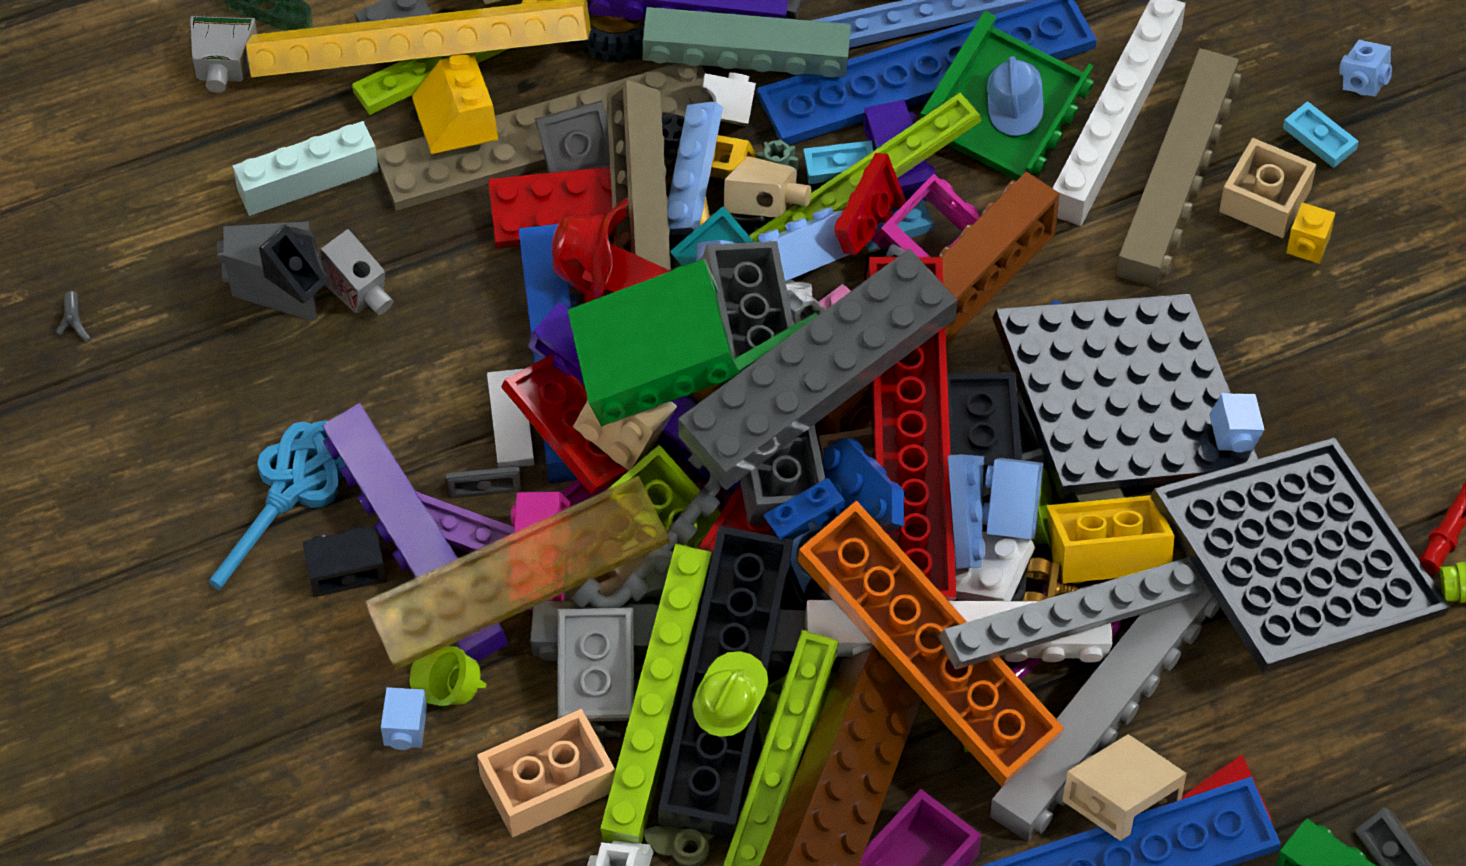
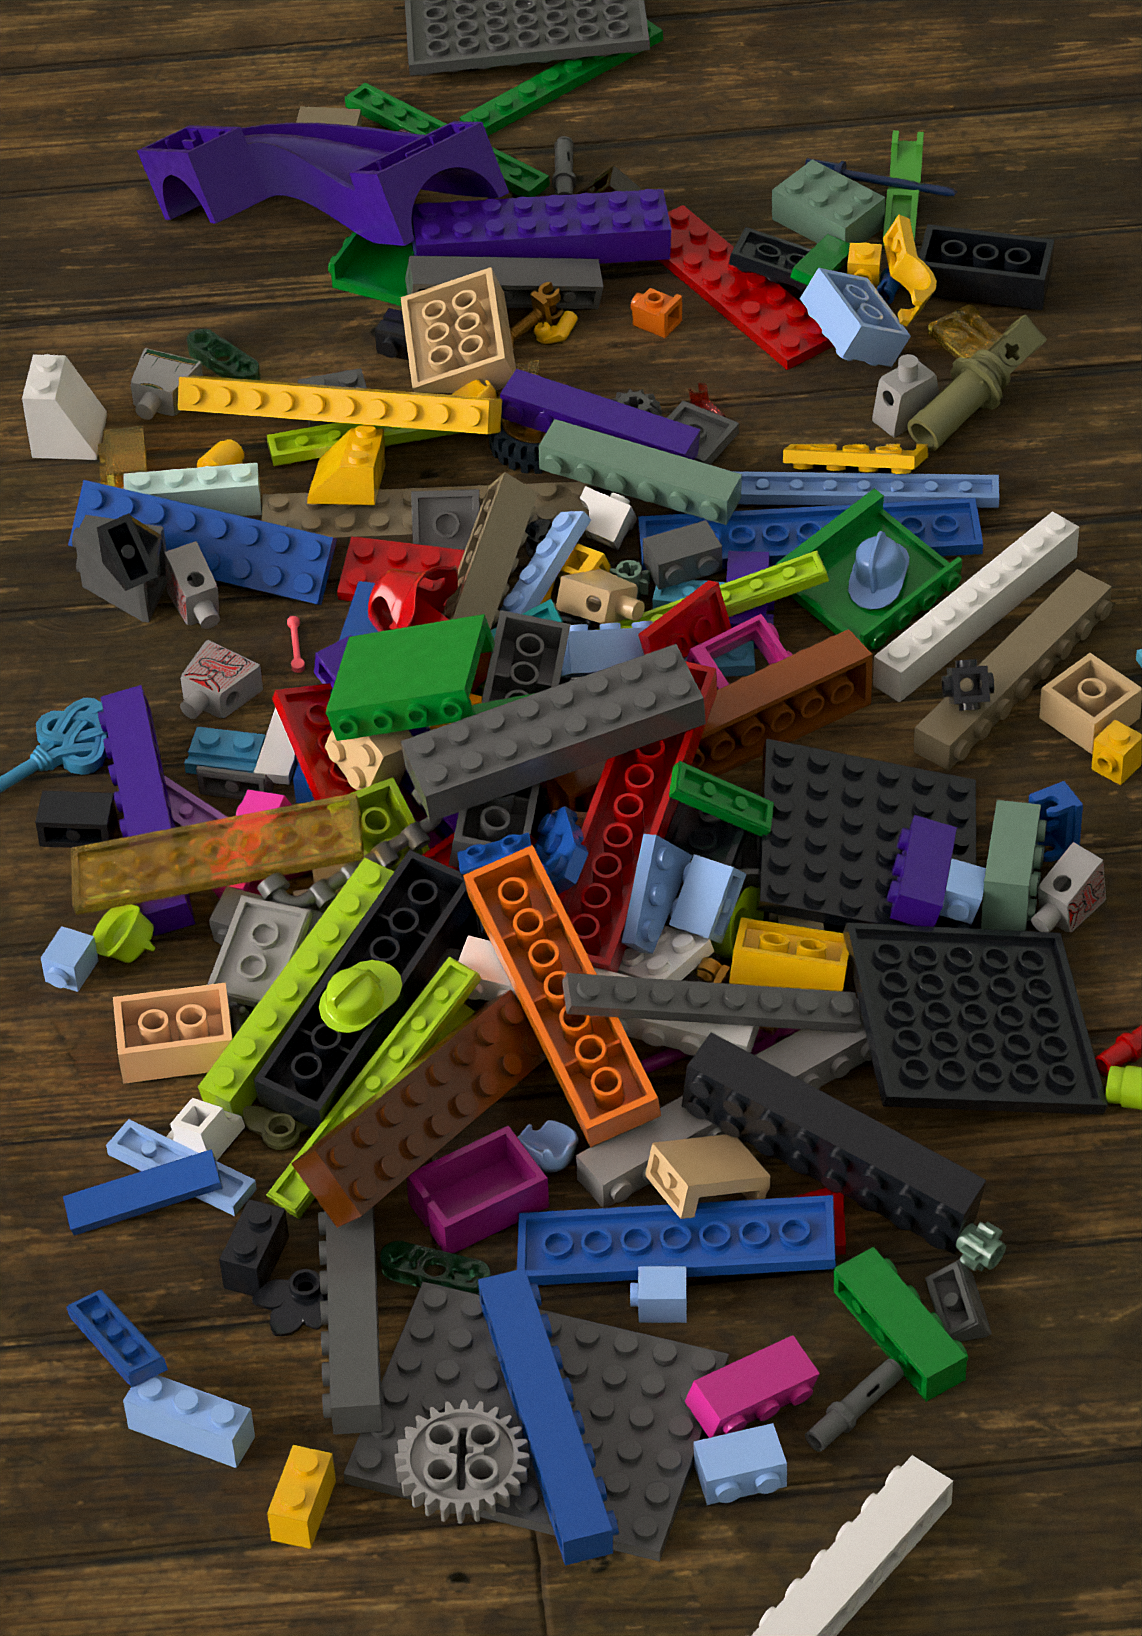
camera: 20 degrees right, 10 degrees down
(137, 109) = (61, 411): none -> white slope
(218, 144) = (122, 453): none -> clear yellow brick
(317, 120) = (223, 453): none -> yellow brick
(383, 219) = (234, 546): none -> blue plate
(421, 372) = (218, 682): none -> light grey torso
(457, 447) = (224, 750): none -> dark azure plate
(487, 330) = (297, 663): none -> coral hinge
(823, 123) = (682, 554): none -> dark grey brick
(958, 790) = (551, 1145): none -> light blue hair
(992, 391) = (721, 799): none -> green tile
(1159, 202) = (981, 687): none -> black brick
(1196, 413) = (921, 871): none -> dark purple brick
(1232, 724) = (831, 1142): none -> black brick
(1268, 370) = (1012, 865): none -> sand green brick
(1289, 323) = (1063, 817): none -> blue hinge
(1330, 393) = (1070, 891): none -> light grey torso
(1397, 786) = (981, 1246): none -> sand green gear

